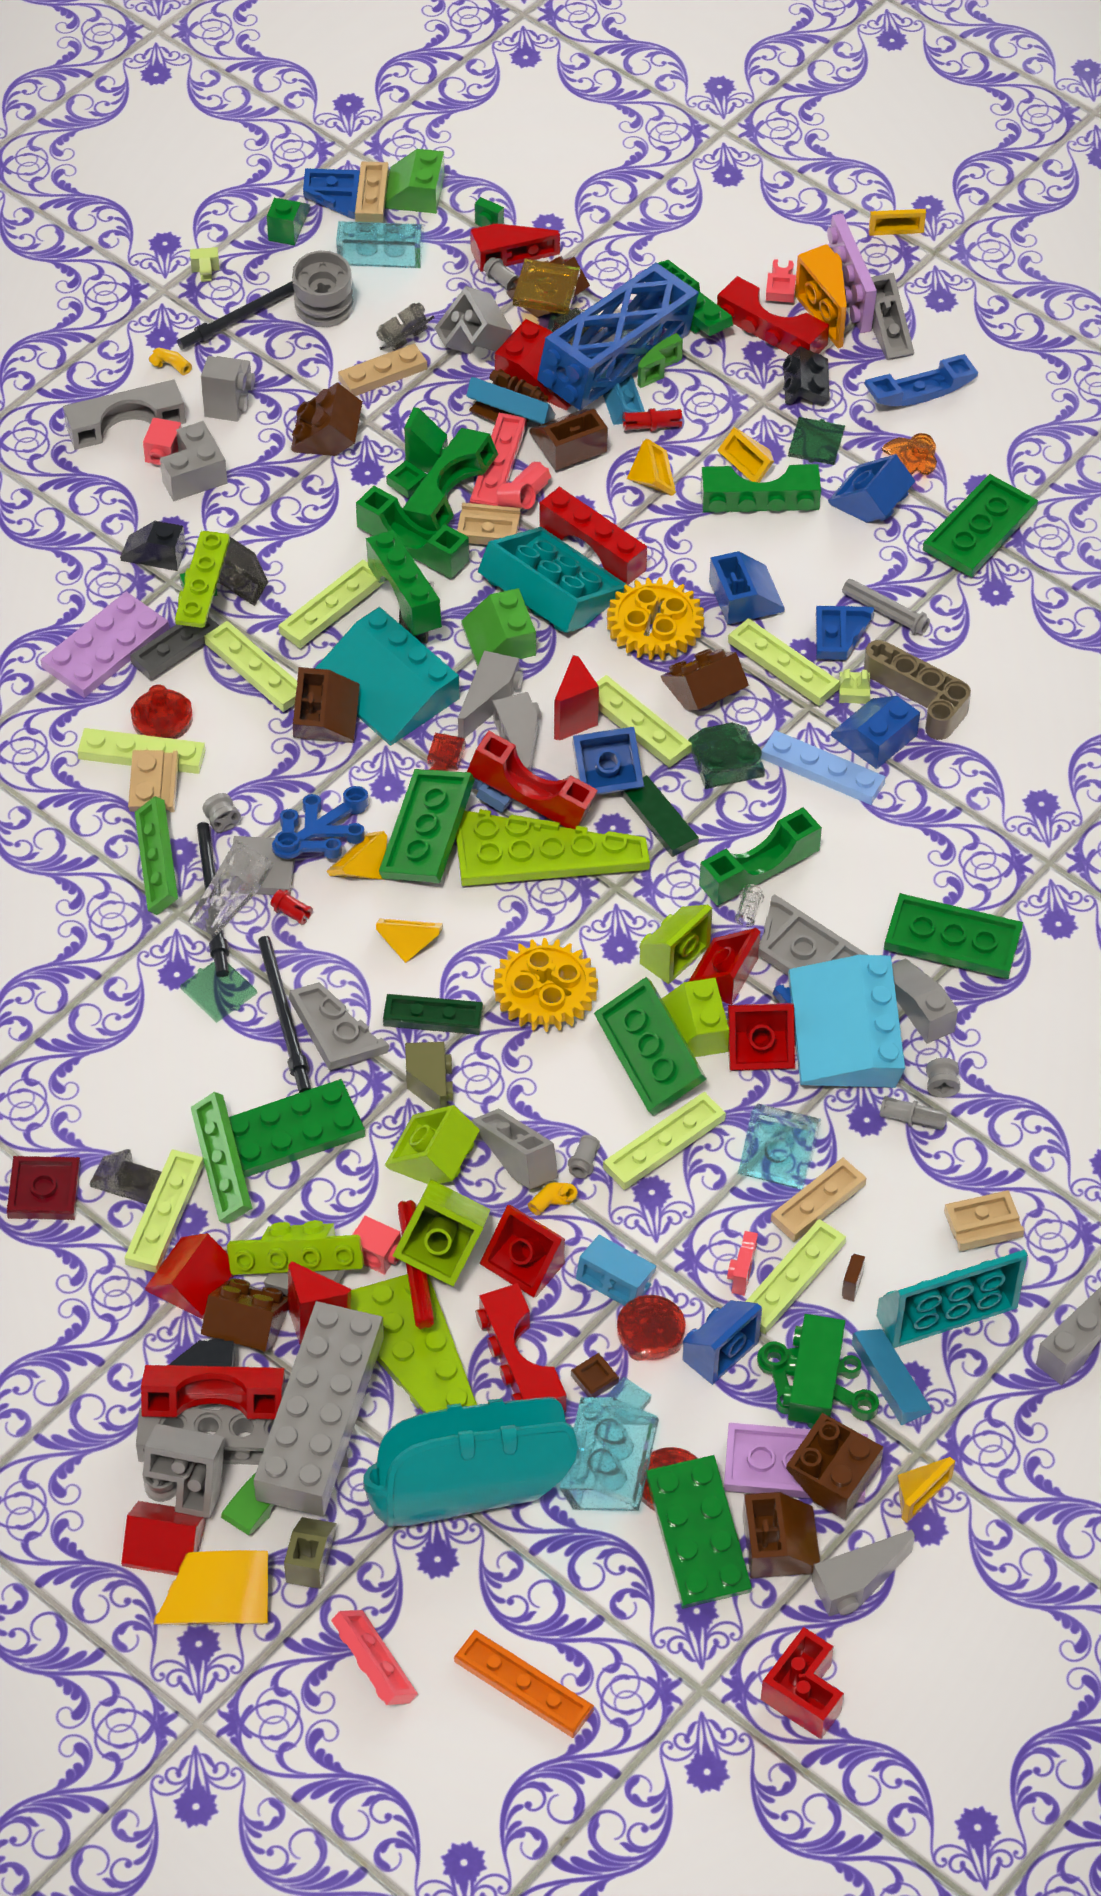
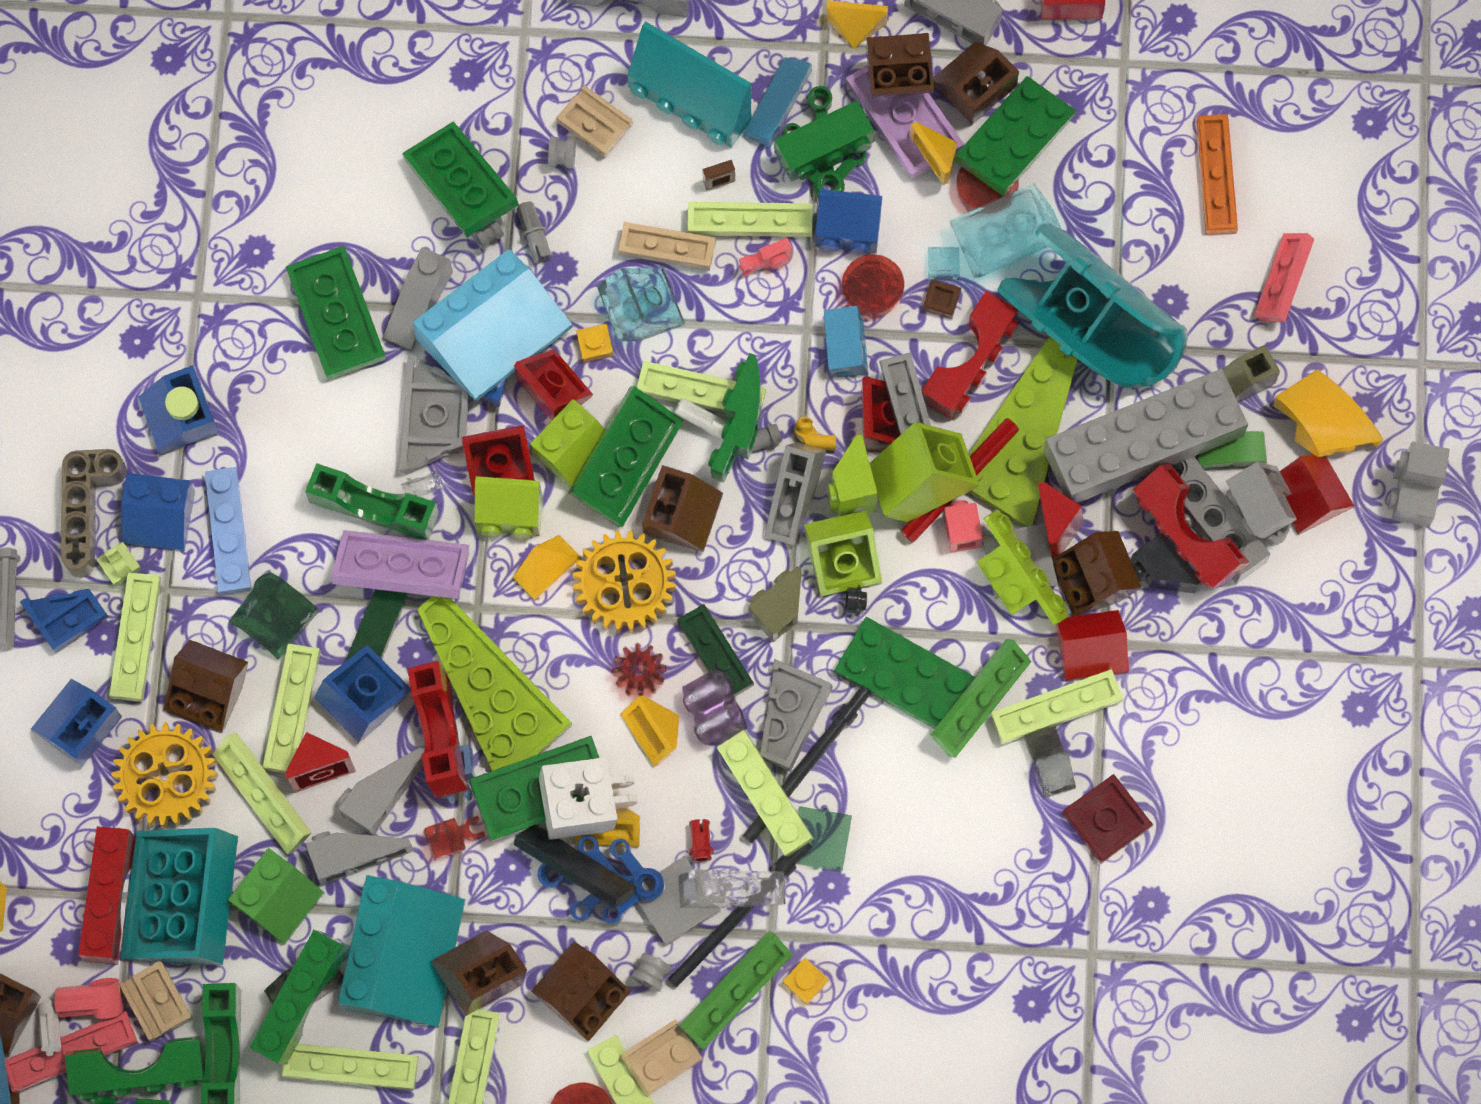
camera: 125 degrees left, 20 degrees up
(89, 1615) = (1419, 478): none -> light grey brick
(120, 907) = (805, 981): none -> yellow plate
(251, 761) = (581, 991): none -> reddish brown slope
(285, 963) = (765, 793): none -> yellowish green plate
(343, 805) = (575, 866): none -> black tile
(378, 971) = (714, 708): none -> clear purple brick
(385, 1131) = (855, 600): none -> black plate
(389, 827) = (591, 781): none -> white hinge
(463, 949) = (627, 668): none -> clear red gear
(481, 1177) = (853, 482): none -> lime slope
(517, 1266) = (904, 391): none -> light grey plate
(522, 451) = (49, 1027): none -> white piece
(570, 1054) = (681, 509): none -> reddish brown slope
(598, 666) = (261, 793): none -> yellowish green plate
(608, 949) = (545, 566): none -> yellow slope
(609, 1141) = (744, 410): none -> green slope
(638, 1122) = (700, 417): none -> white piece
(673, 855) = (400, 564): none -> lavender plate
(732, 1445) = (936, 149): none -> yellow slope
(775, 1094) = (594, 343): none -> yellow plate
(947, 767) = (182, 403): none -> yellowish green tile
(949, 788) = (166, 430): none -> blue slope
(971, 1176) = (562, 152): none -> light grey wheel
(1002, 1079) = (460, 179): none -> green plate

